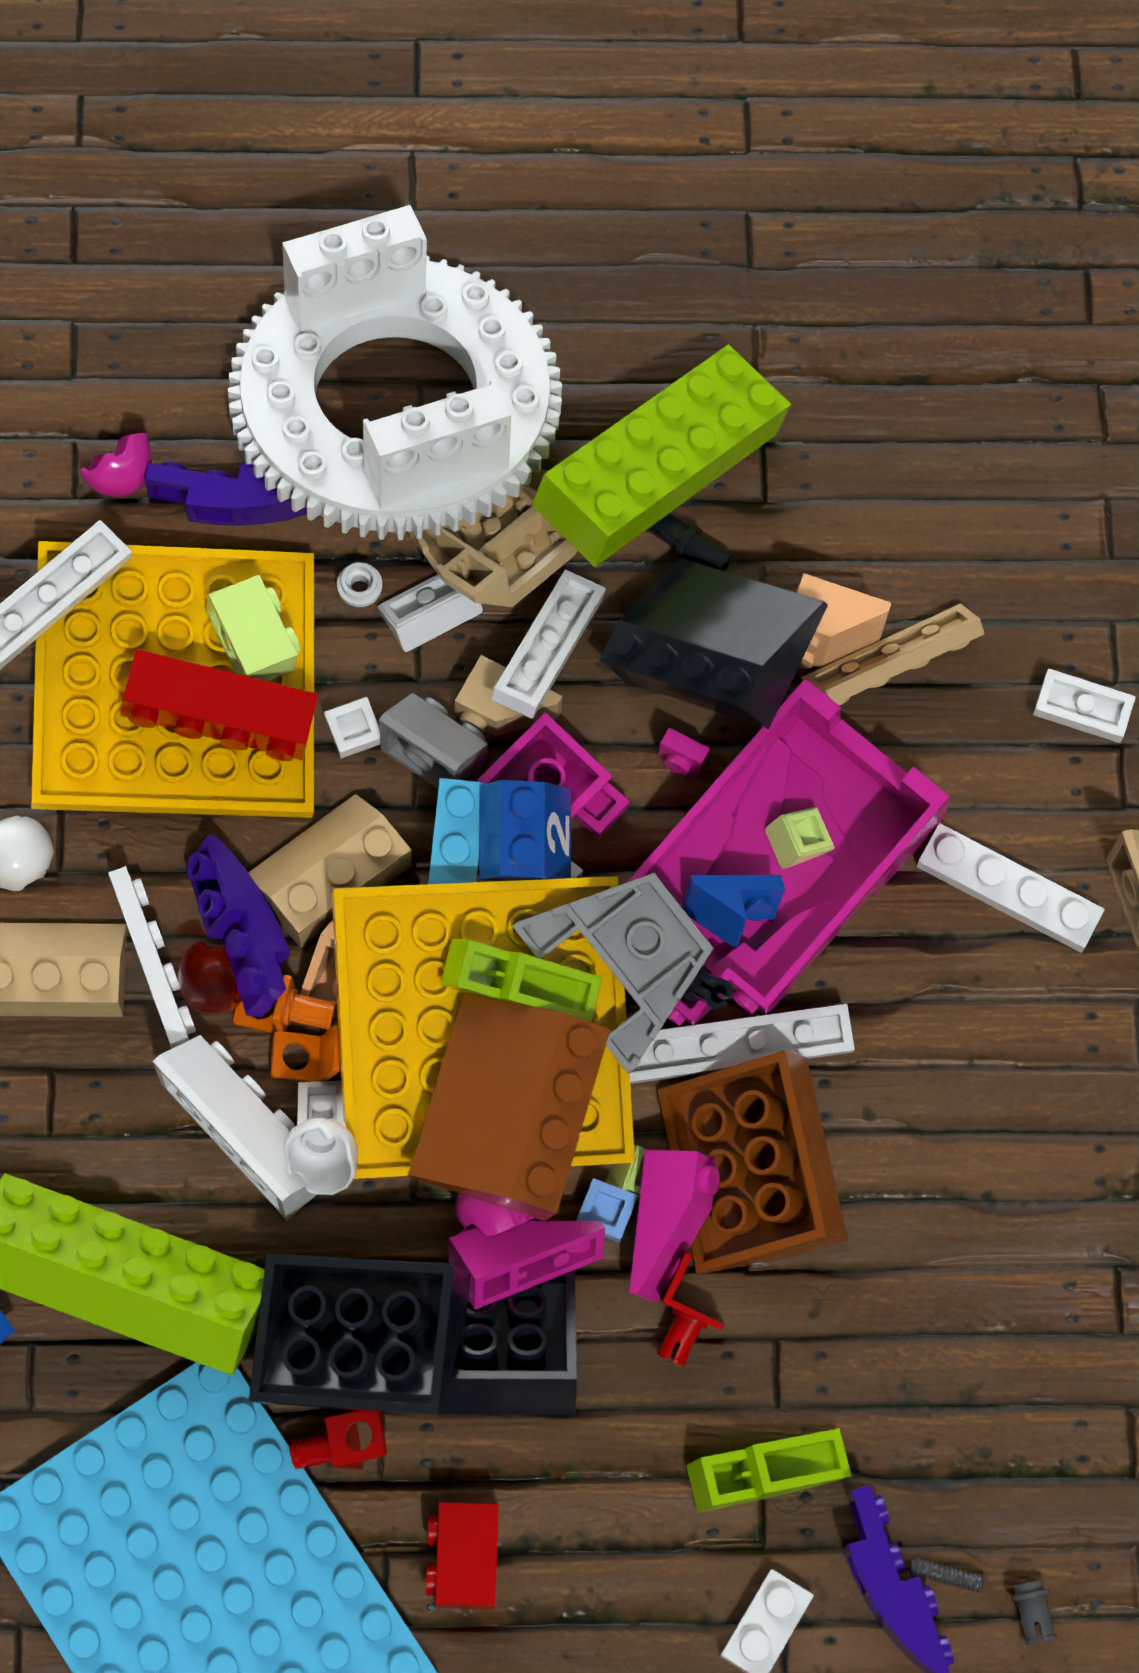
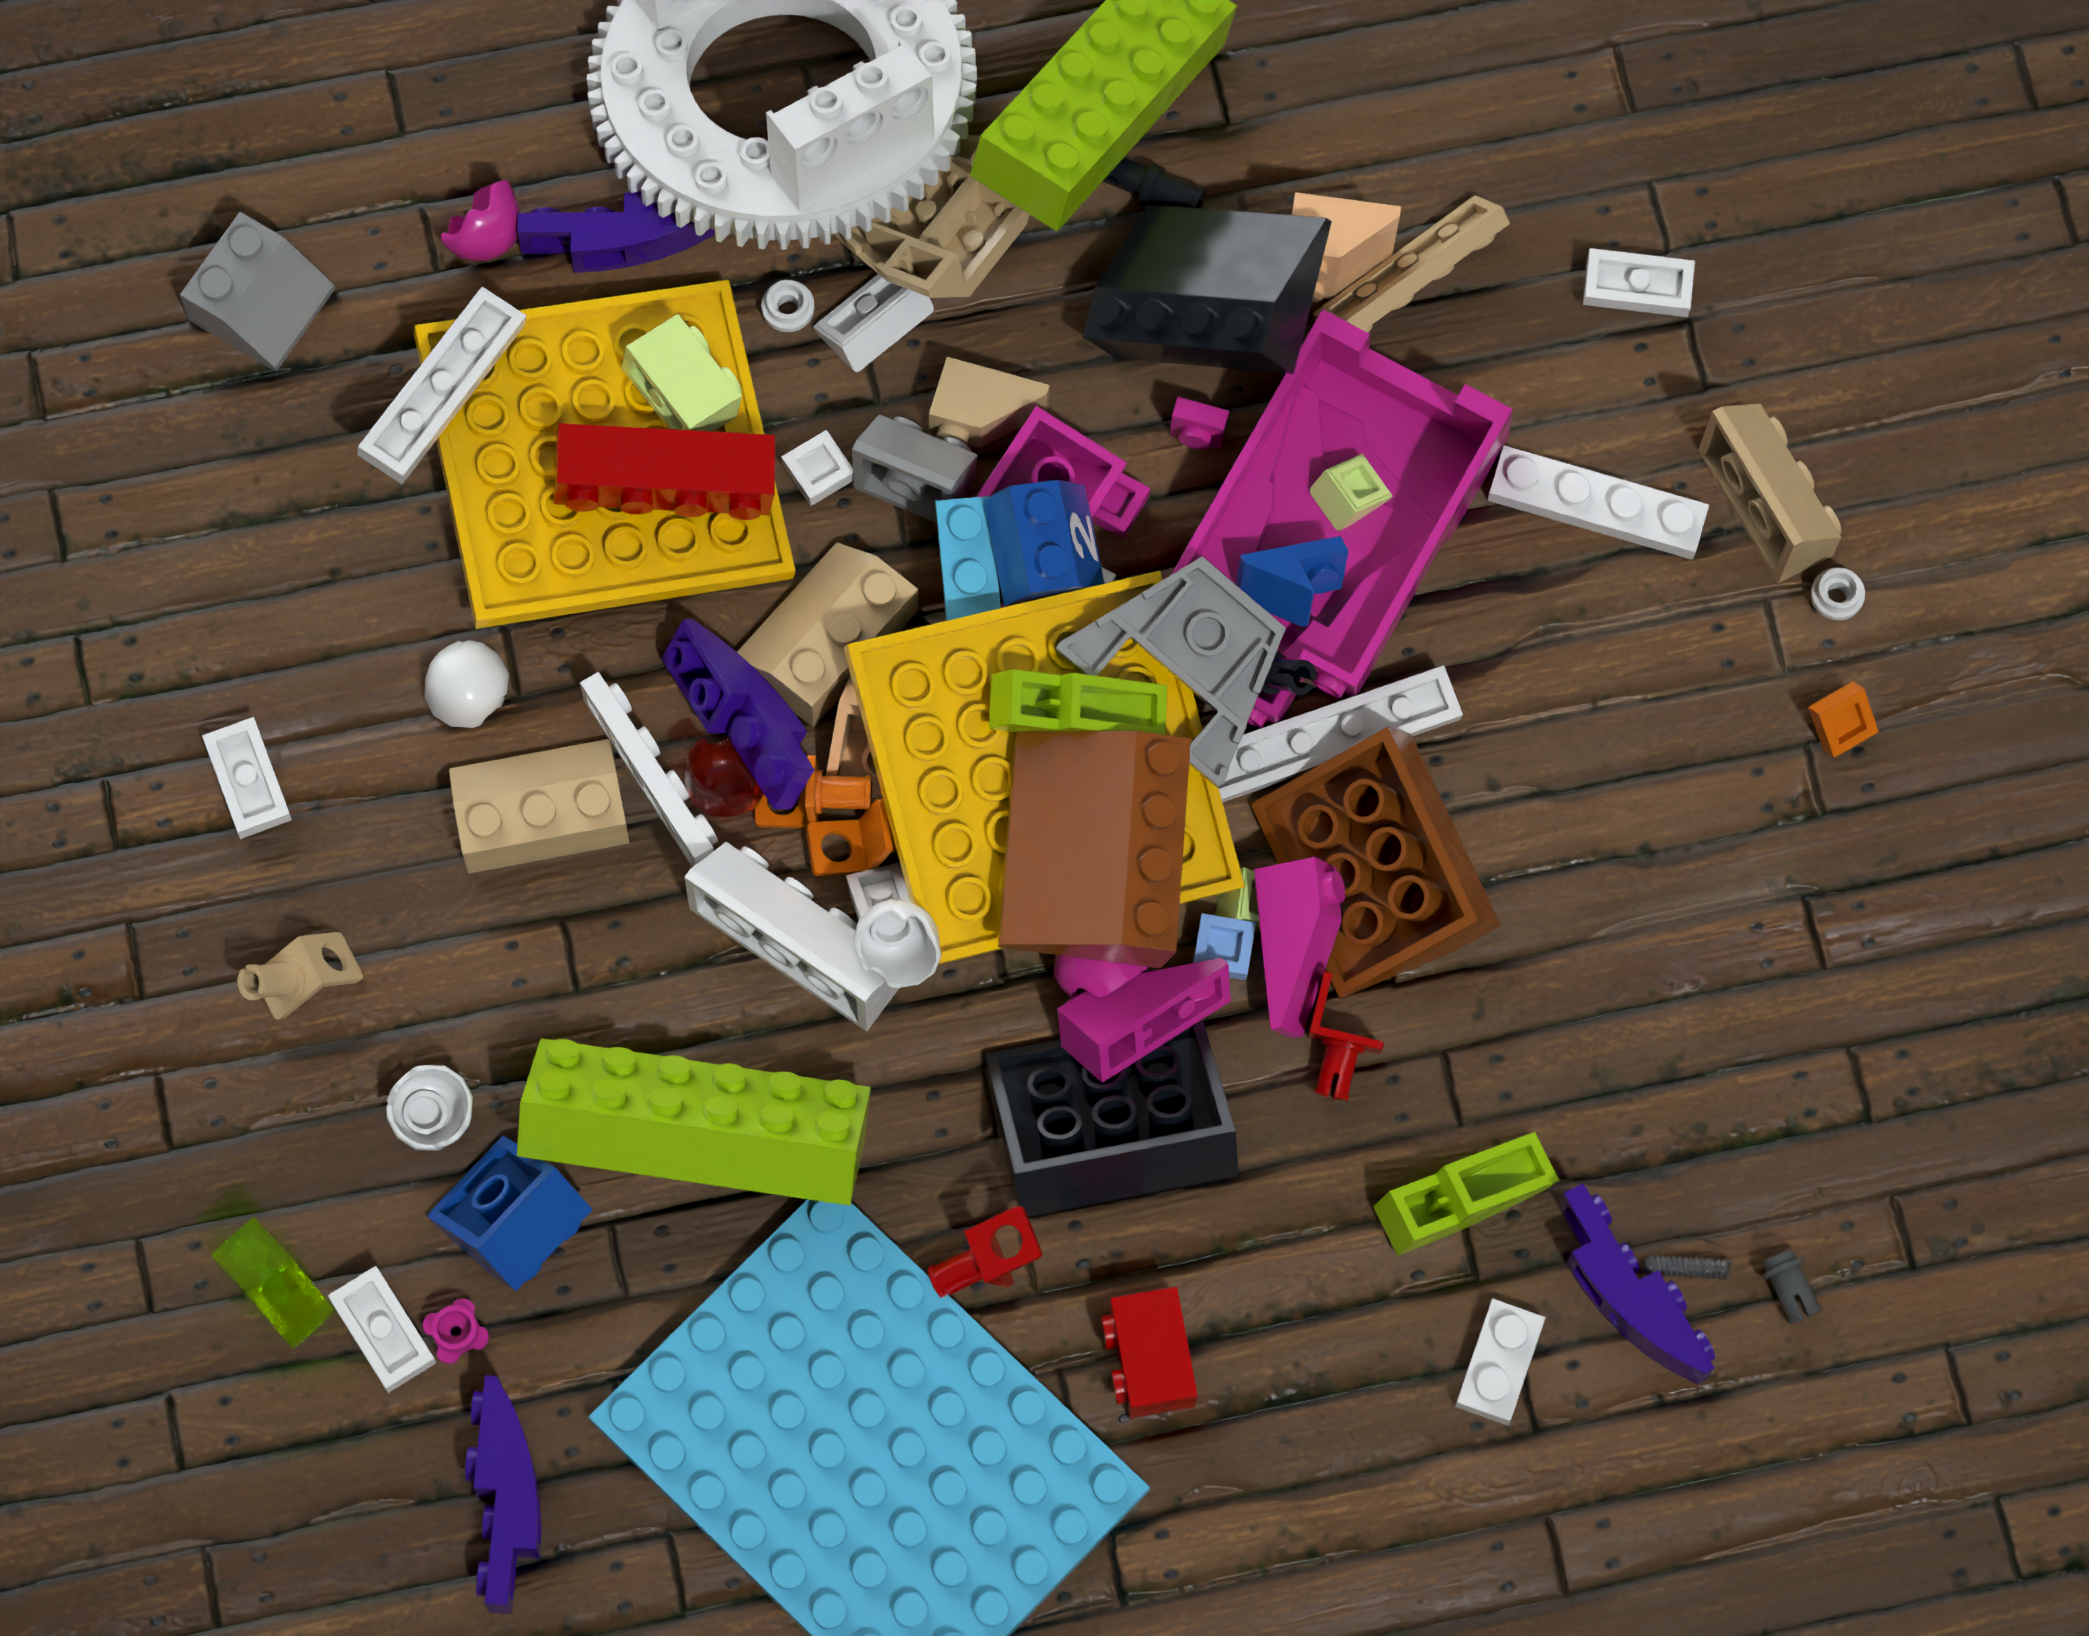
camera: 10 degrees left, 0 degrees up
(358, 1333) = (981, 1128): black slope -> none
(548, 644) = (1021, 329): white plate -> none

